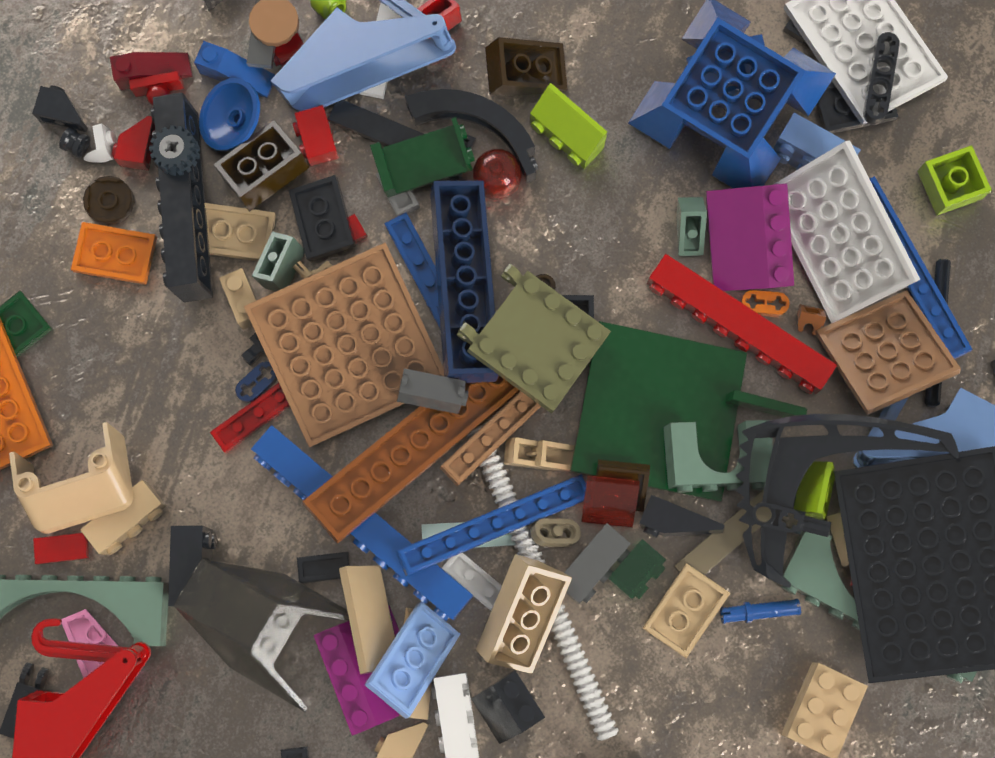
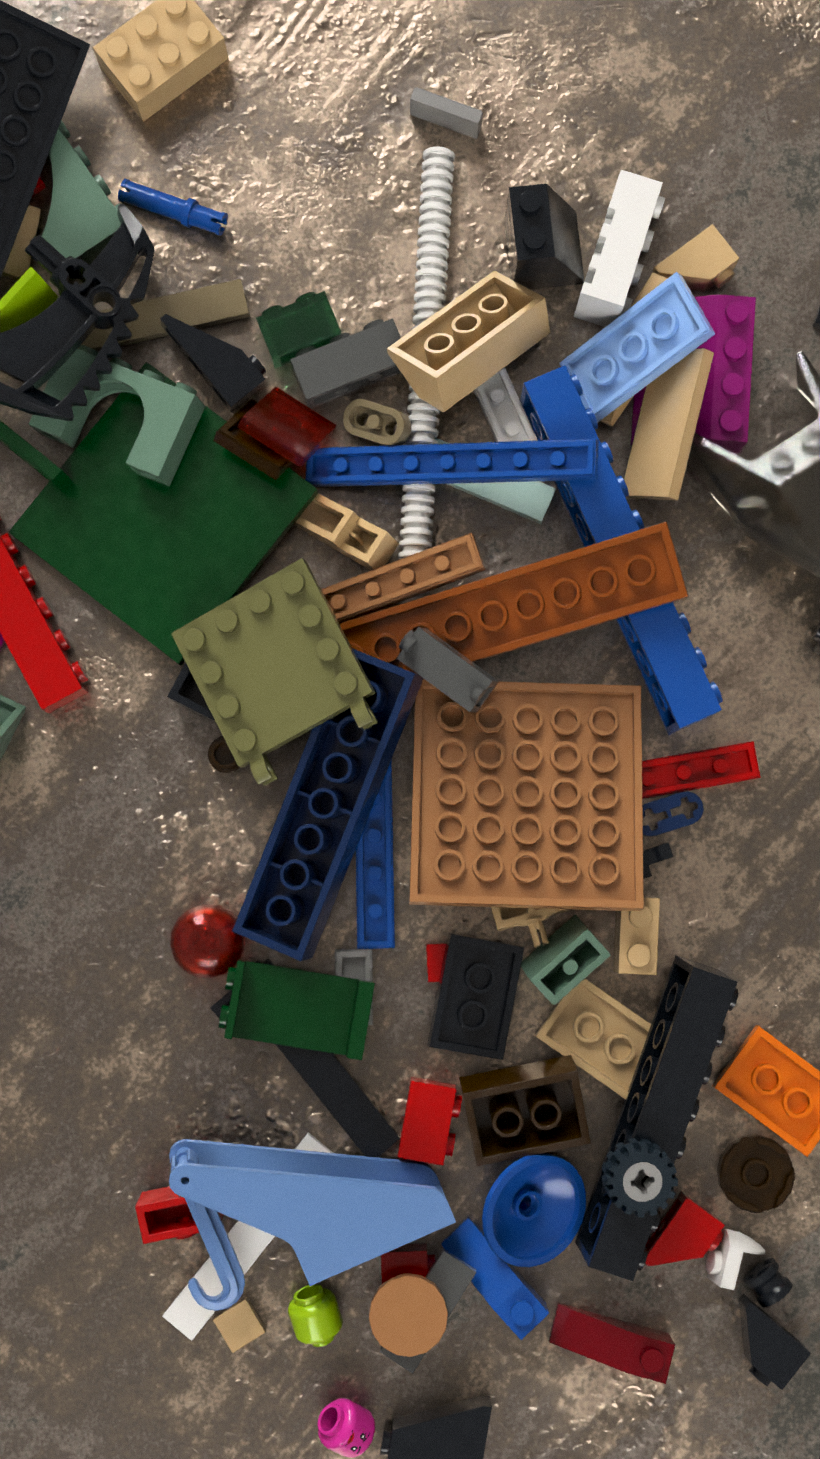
camera: 155 degrees left, 5 degrees up
(156, 85) = (617, 1306): red tile -> none
(321, 567) = (695, 530): black tile -> none
(474, 108) = (186, 1045): black arch -> none
(524, 66) = (89, 1074): dark brown slope -> none
(567, 127) = (78, 952): lime slope -> none
(686, 610) = (263, 252): tan tile -> none

